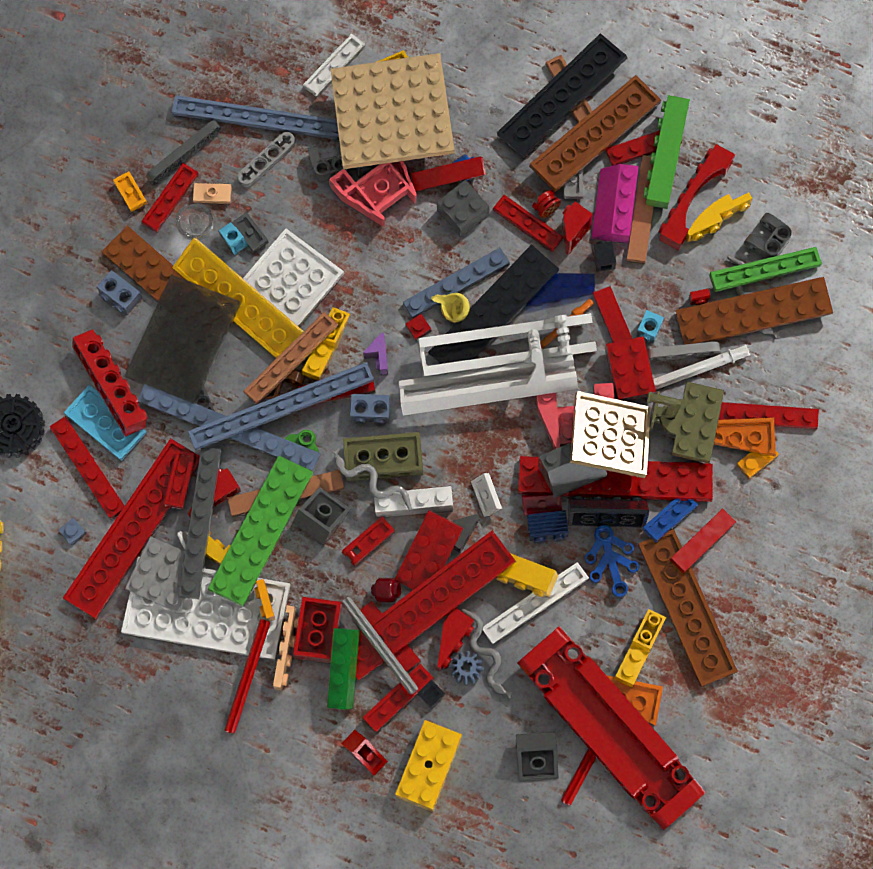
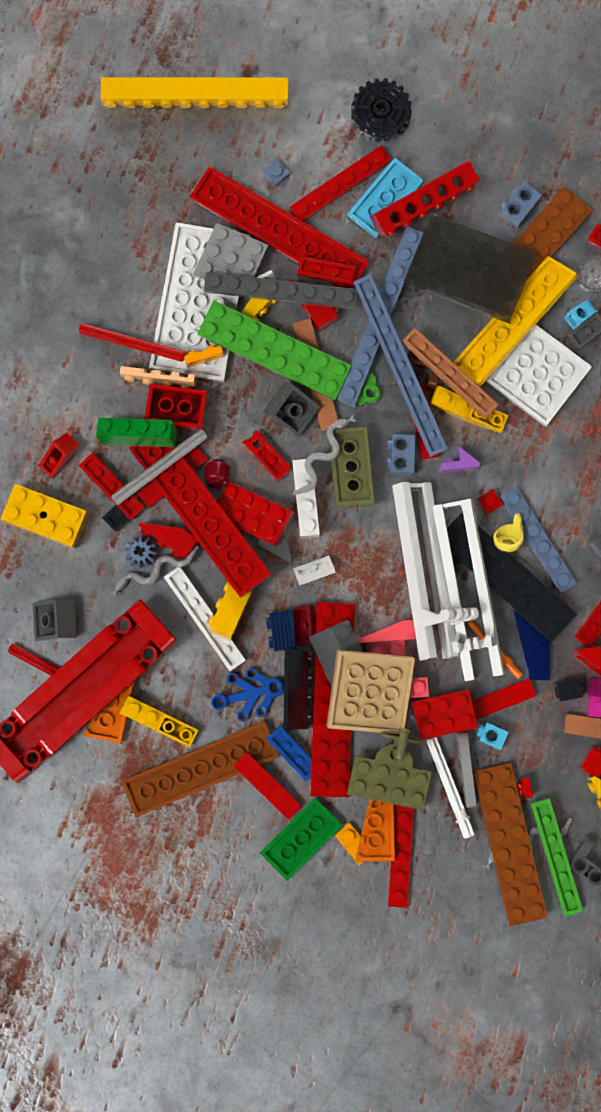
camera: 85 degrees right, 10 degrees up
(754, 509) = (301, 839): none -> green plate

